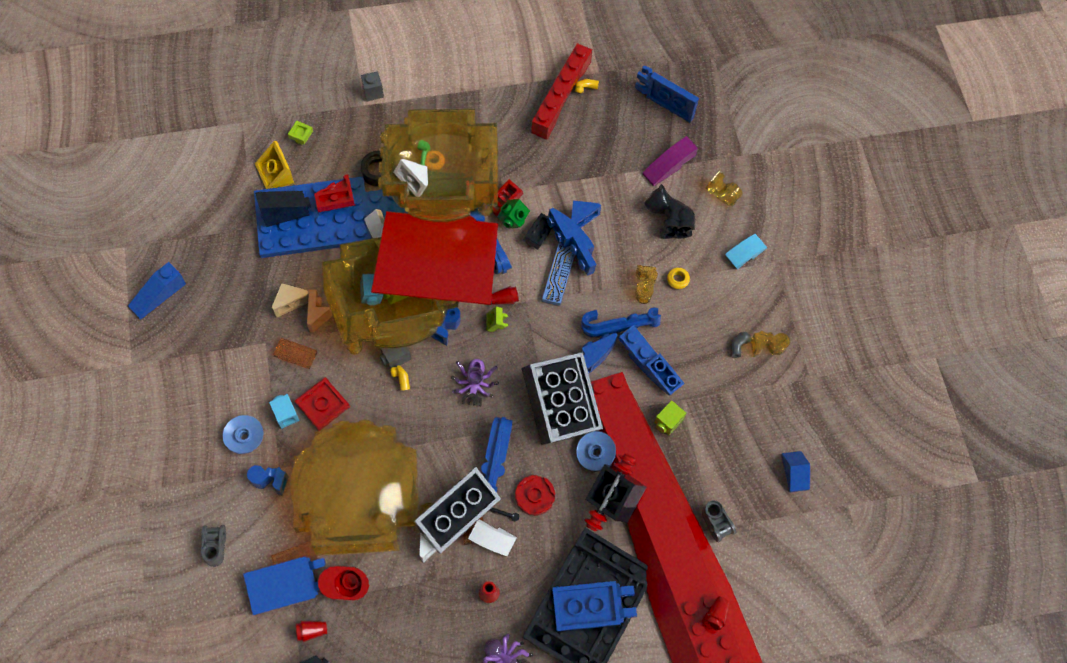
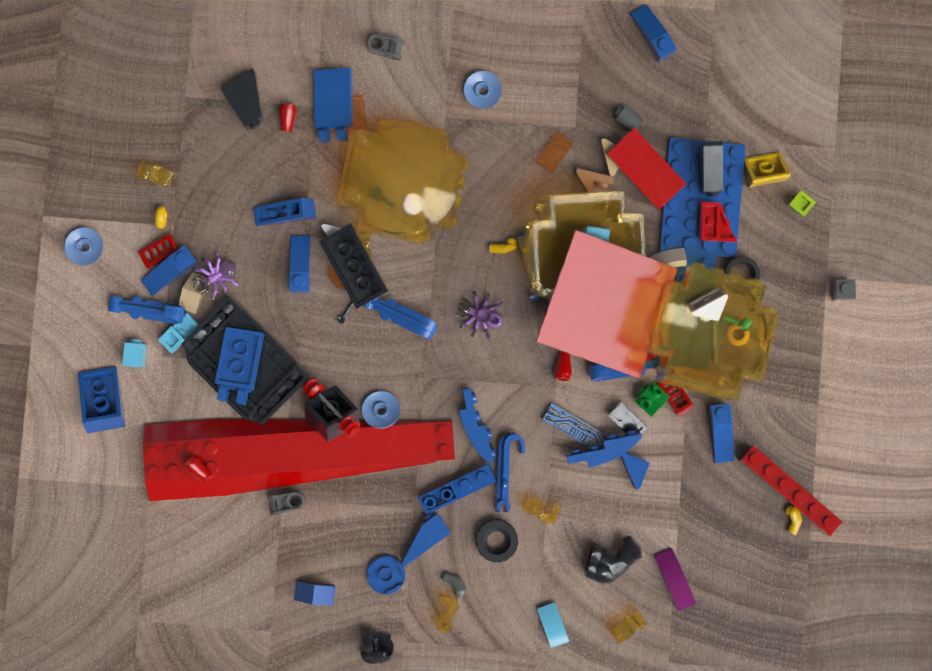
camera: 105 degrees right, 20 degrees up
(247, 293) = (628, 118): none -> dark grey brick
(261, 478) = (437, 97): blue leg -> none
(284, 411) = (497, 131): medium azure brick -> none
(294, 263) = (646, 169): none -> red tile
(322, 404) = (497, 168): red tile -> none
(343, 583) = (318, 153): red piece -> none
(417, 604) = (285, 212): none -> blue slope
(469, 572) = (300, 265): none -> blue slope
(489, 597) = (282, 281): red cone -> none
(491, 538) = (320, 297): white slope -> none
(495, 319) = (541, 351): lime tile -> none
(524, 154) = (721, 432): none -> blue slope
(535, 495) = (356, 343): red tile -> none
(561, 398) = (437, 391): black slope -> none
(667, 94) = (756, 599): blue tile -> none
(669, 418) = (395, 489): lime brick -> none
(675, 284) = (534, 540): yellow piece -> none
(687, 330) = (511, 543): none -> black tyre
(706, 378) = (429, 534): none -> blue slope
(753, 408) = (386, 575): none -> blue tile
(826, 396) = (376, 648): none -> black hair

